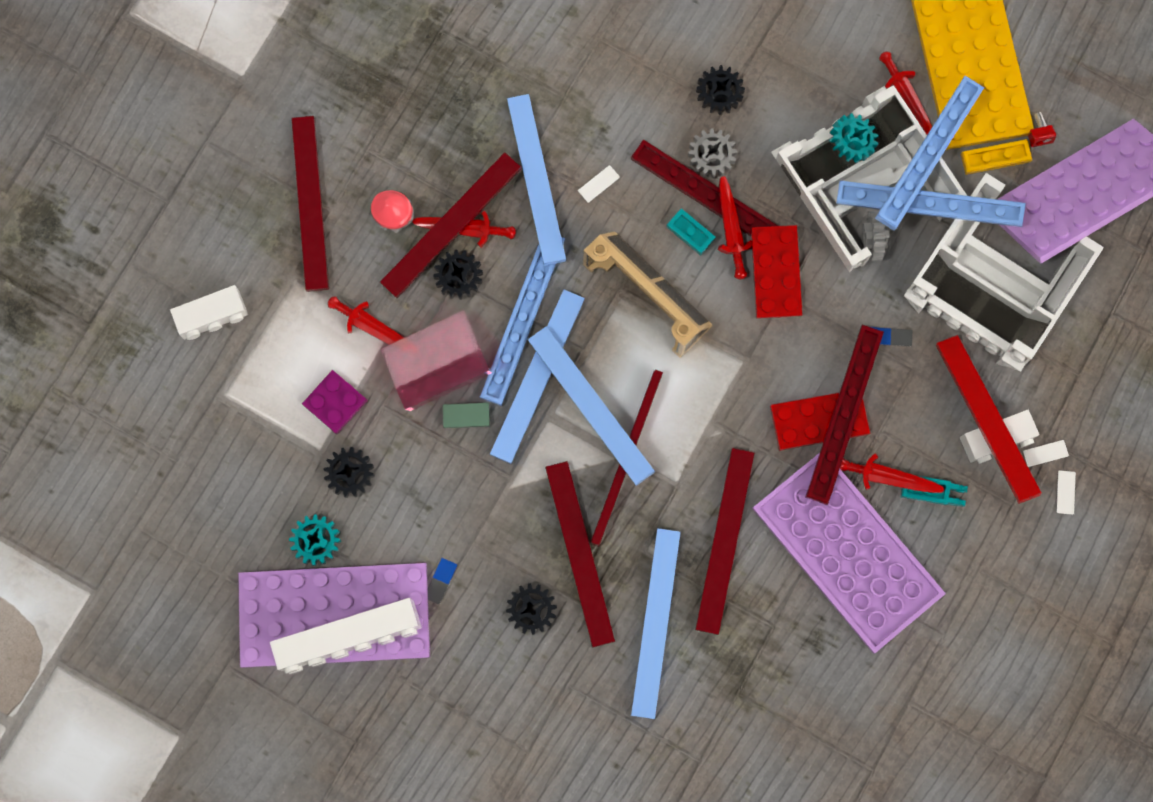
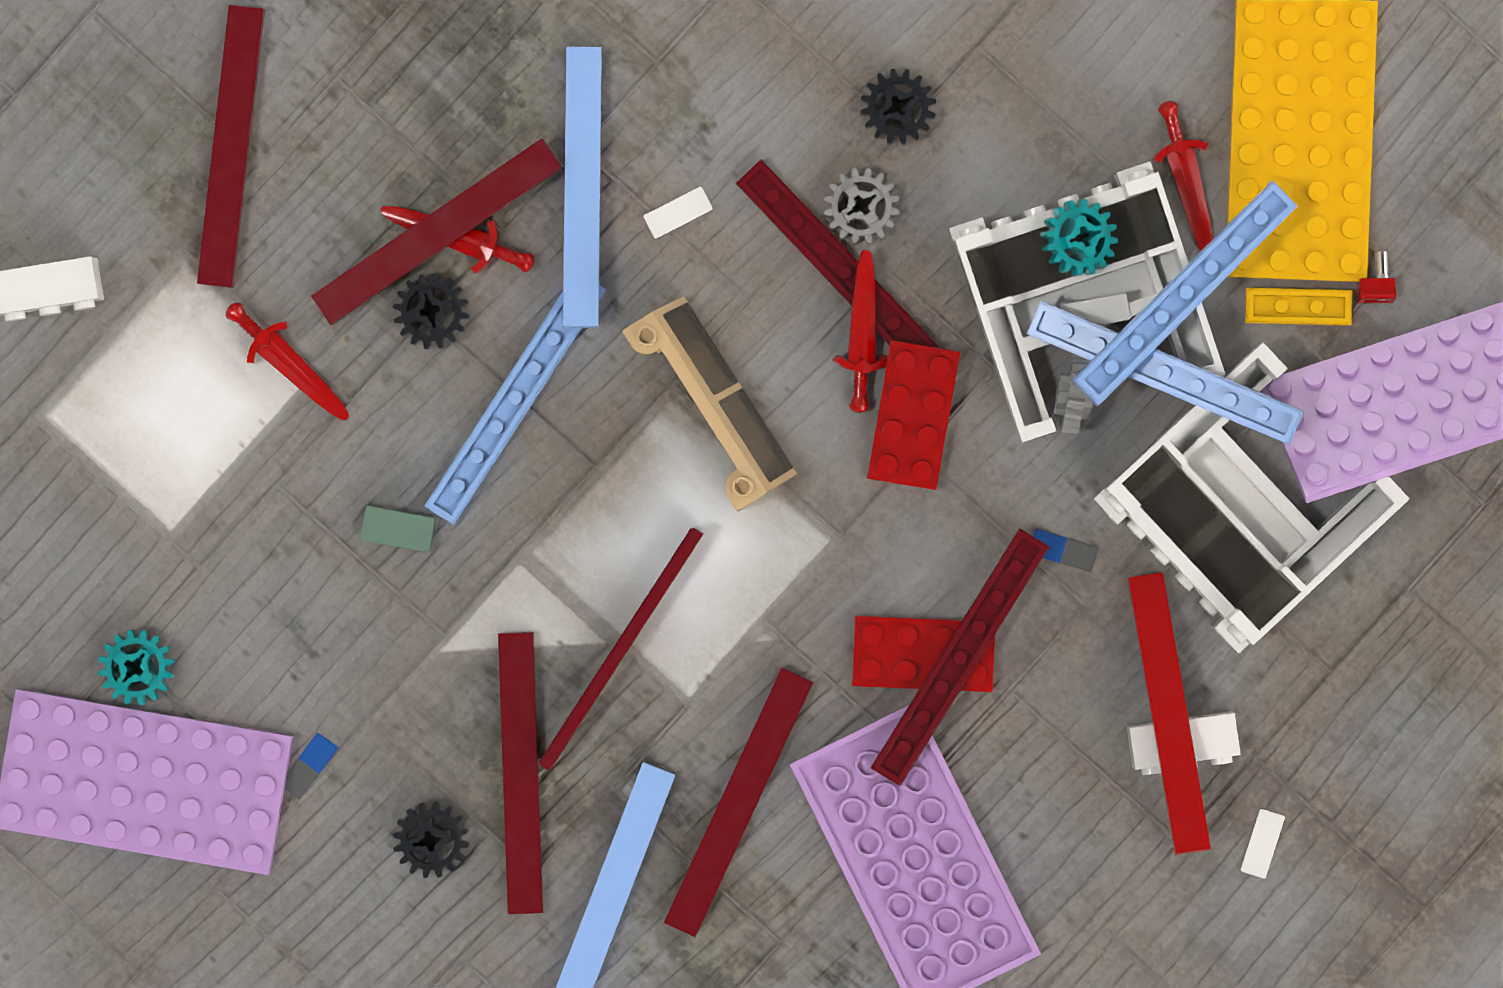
camera: 15 degrees right, 10 degrees up
(334, 402) = (206, 464): magenta plate -> none
(339, 475) = (206, 560): black gear -> none
(345, 635) = (151, 823): white brick -> none
(392, 210) = (352, 188): coral hair -> none
(435, 361) = (368, 438): clear pink slope -> none
(535, 381) = (517, 493): light blue tile -> none
(591, 406) = (584, 560): light blue tile -> none
(690, 231) = (799, 322): teal plate -> none
(889, 476) = (1003, 764): red sword -> none
(937, 498) = (1060, 797): teal hinge -> none
(1045, 453) = (1248, 779): white sticker -> none

